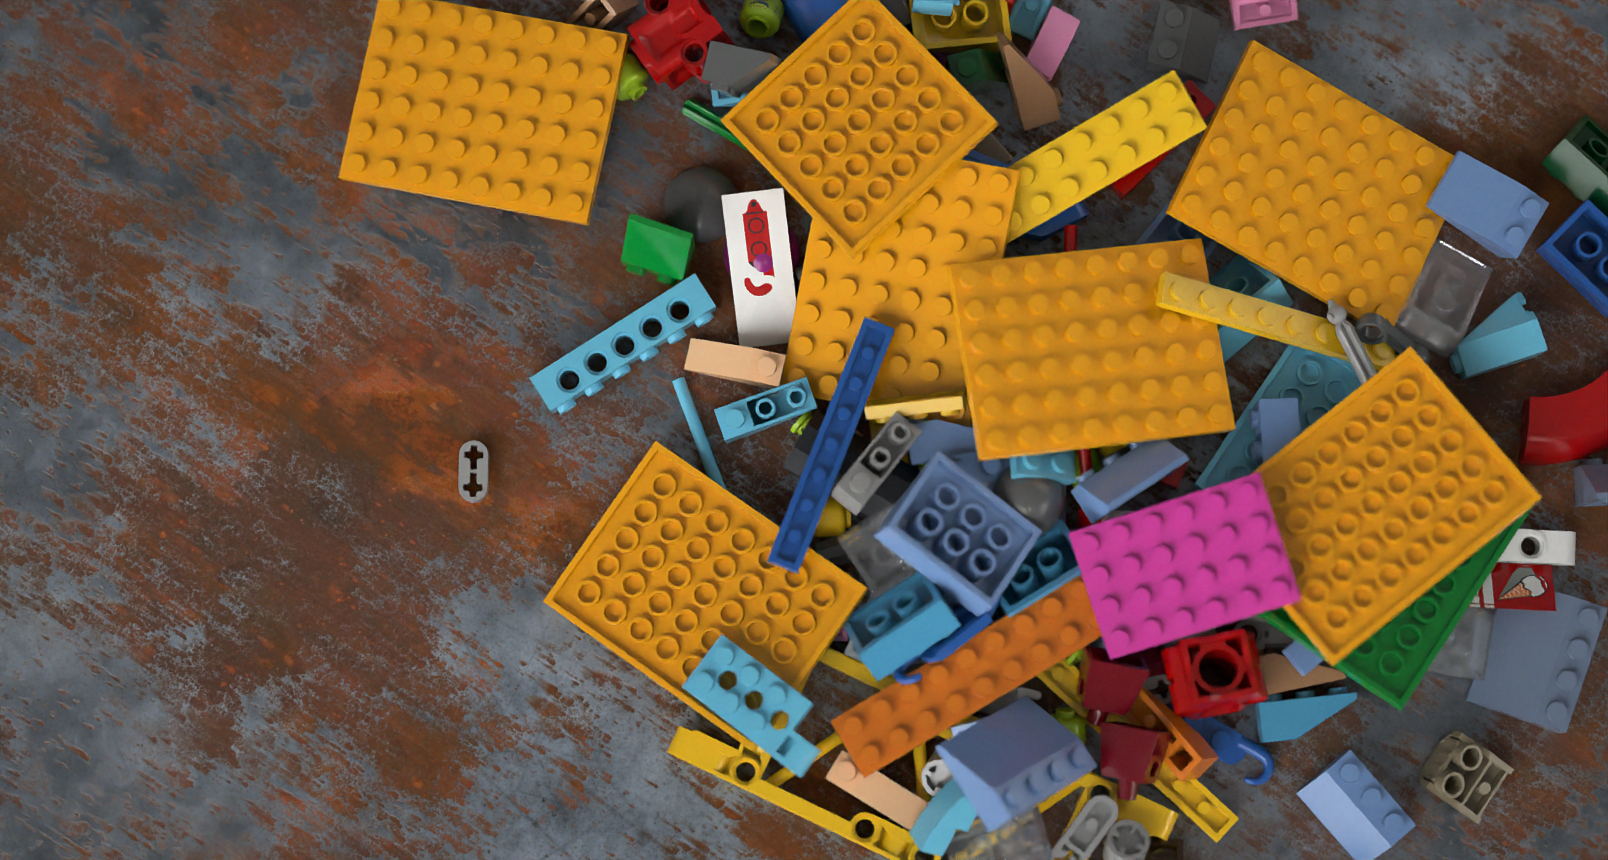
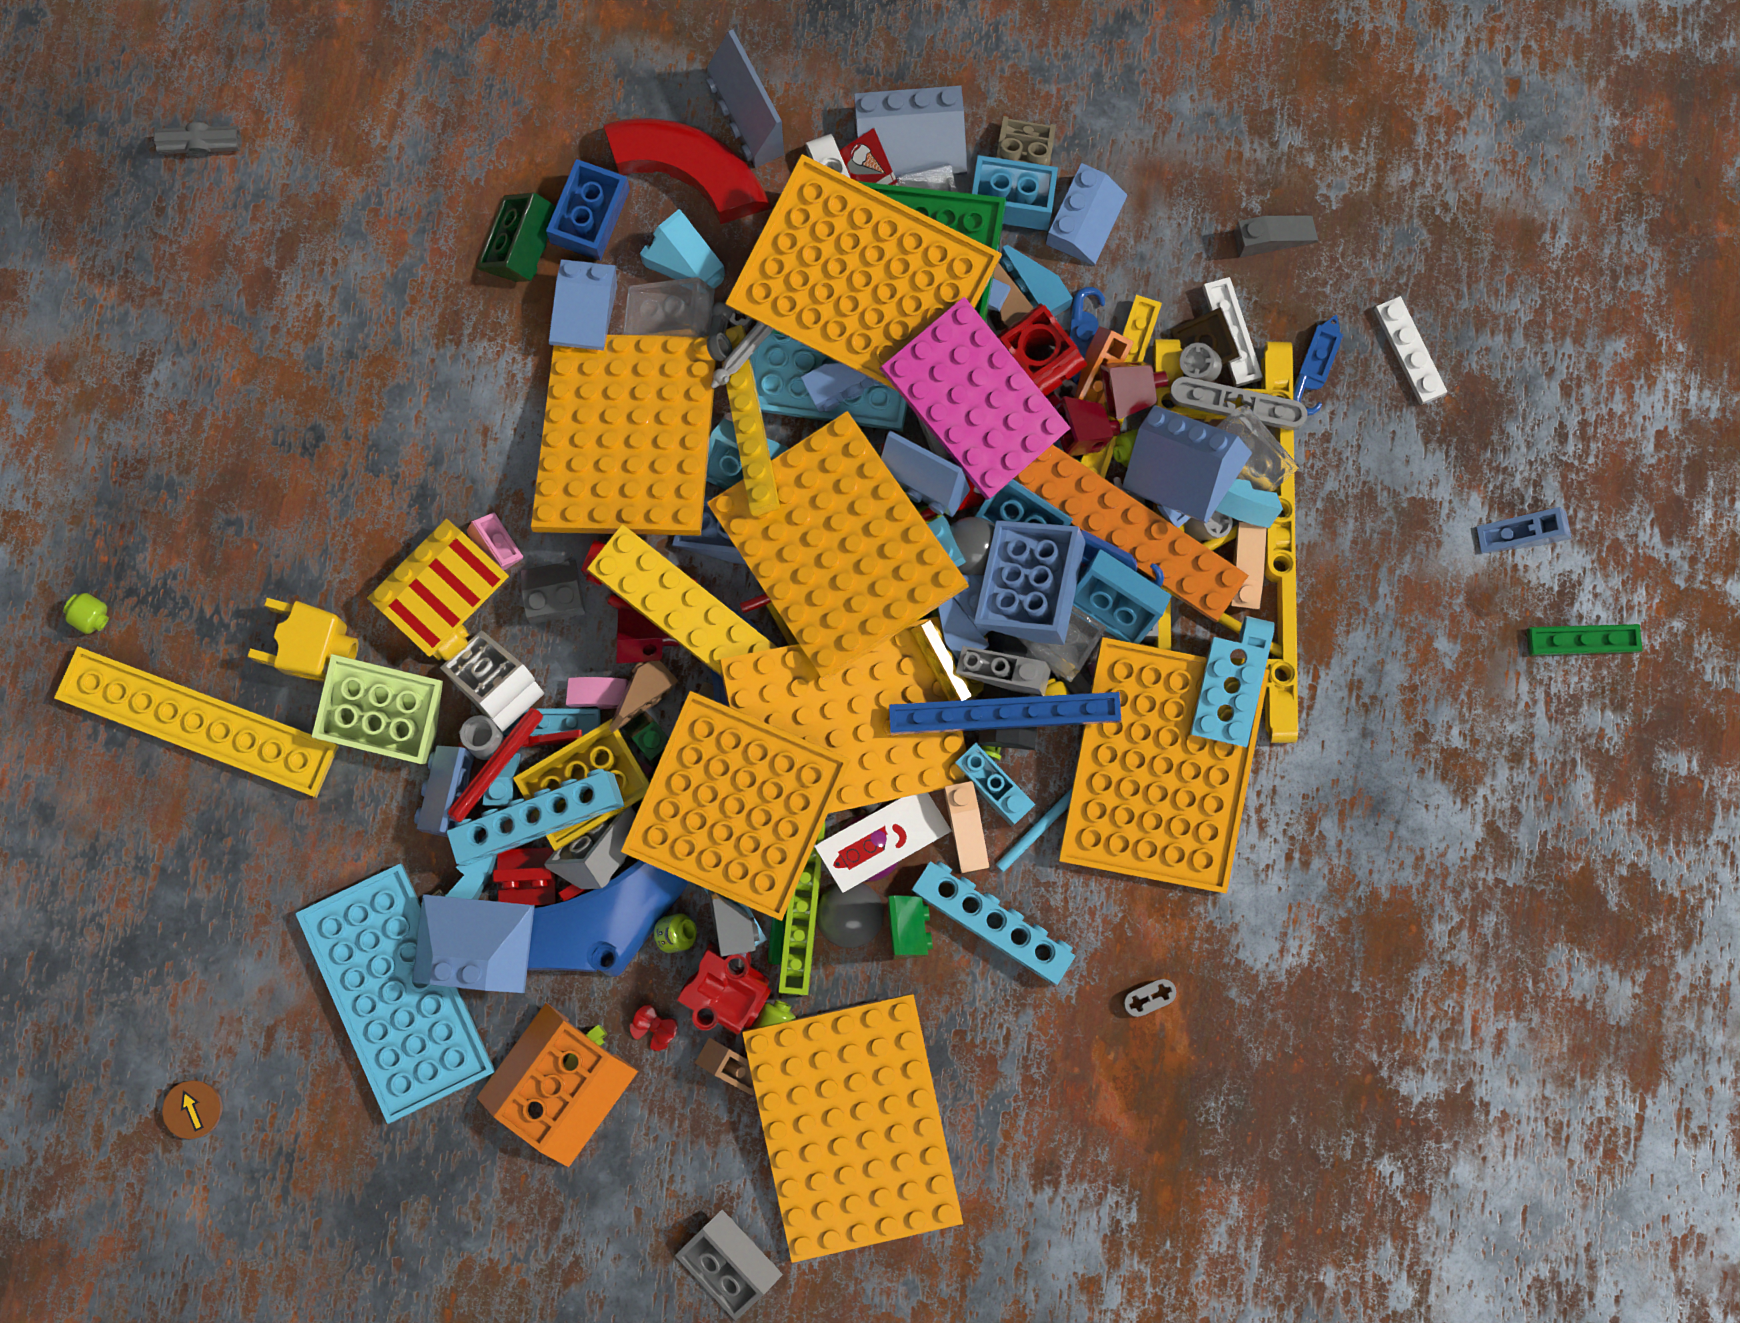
camera: 115 degrees left, 5 degrees down
(709, 145) = (801, 927): none -> lime brick
(1083, 100) = (639, 638): none -> dark red torso
(1417, 739) = (1025, 185): none -> dark azure slope

